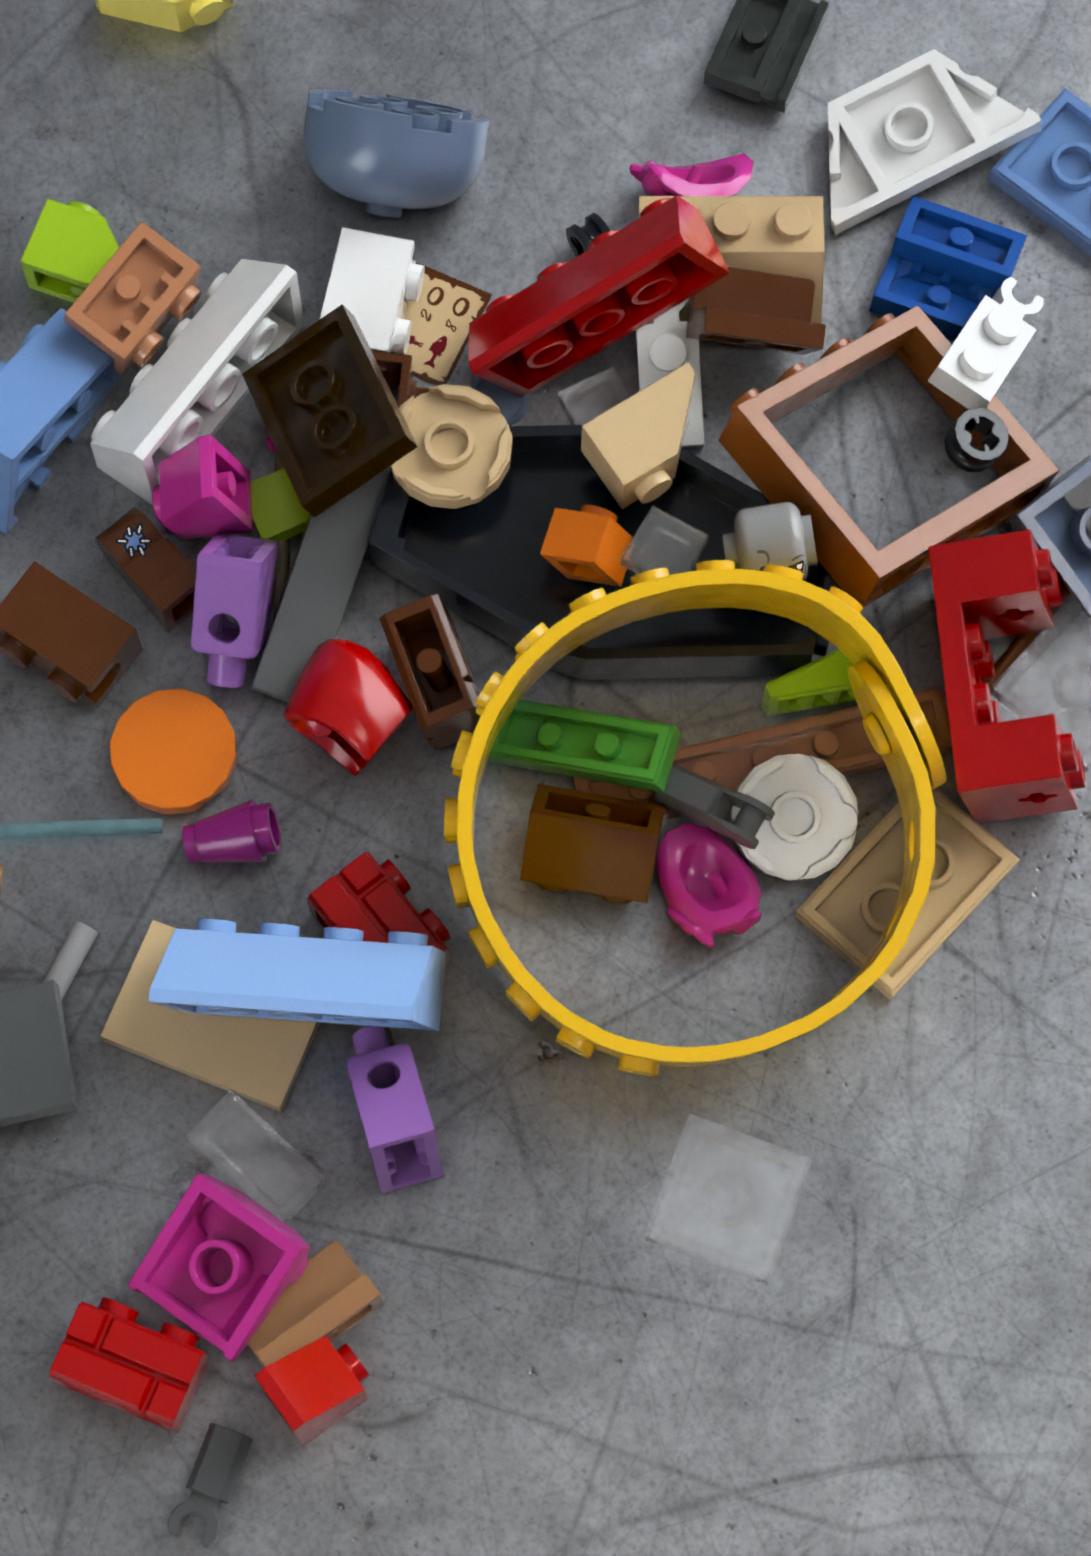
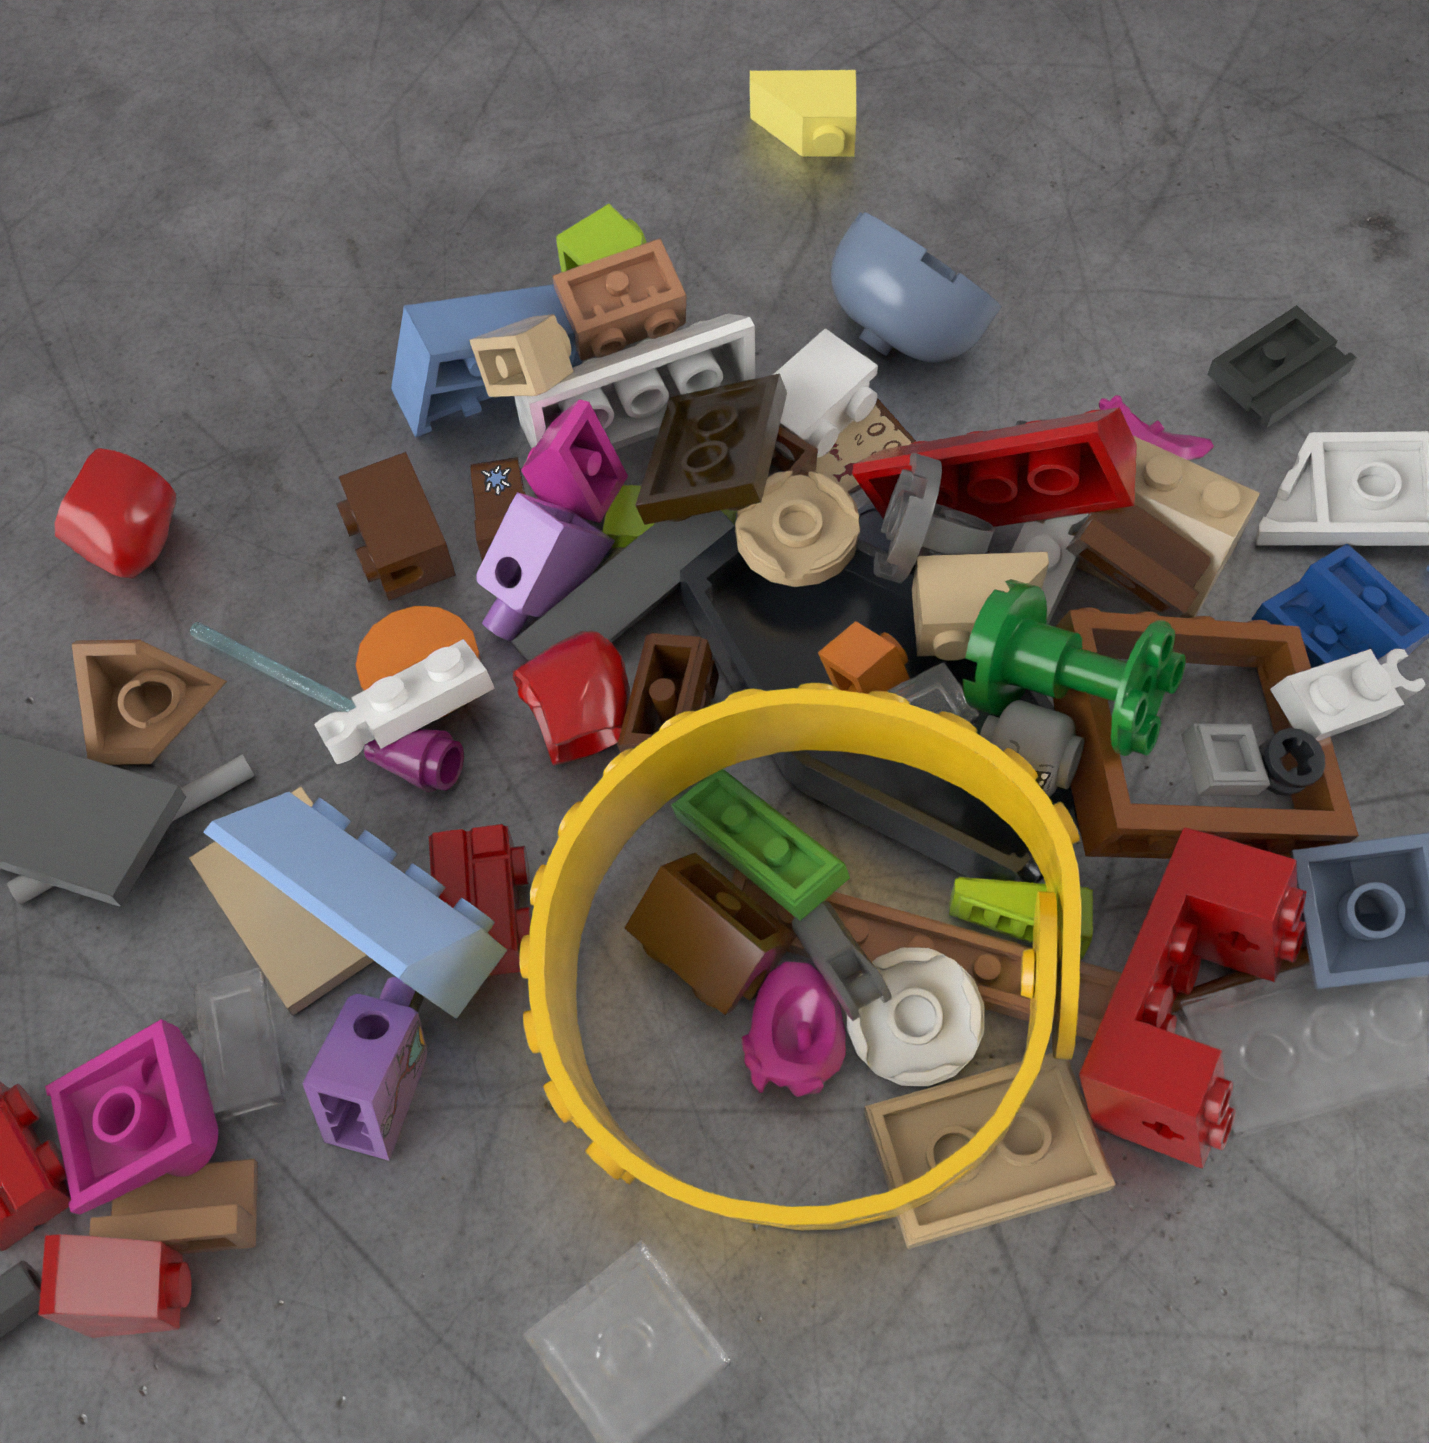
camera: 35 degrees right, 10 degrees down
(99, 415) = (523, 357): none -> tan slope
(201, 791) = (406, 701): none -> white plate
(566, 390) = (917, 522): none -> flat silver tile
(747, 464) = (1024, 653): none -> green piece
(927, 467) = (1225, 759): none -> light grey tile

